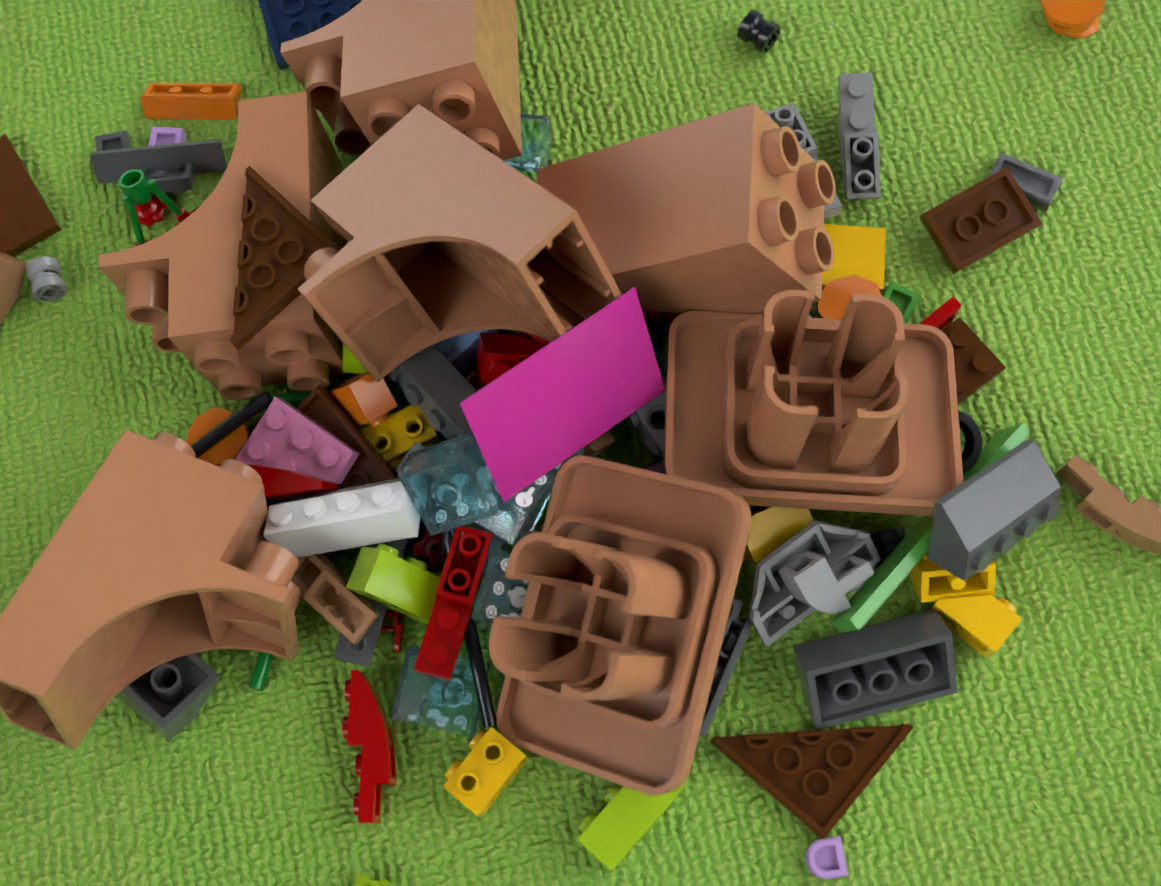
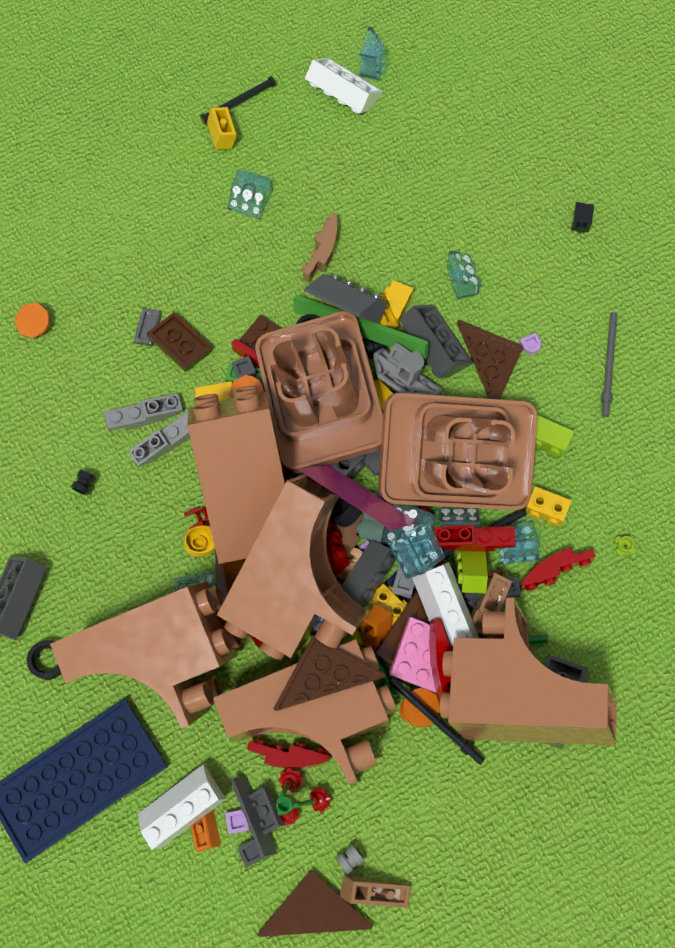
camera: 110 degrees left, 0 degrees up
(207, 63) = (179, 808): none -> white slope
(906, 303) = (243, 367): none -> dark grey plate
(1007, 764) = (462, 275): none -> clear light blue slope

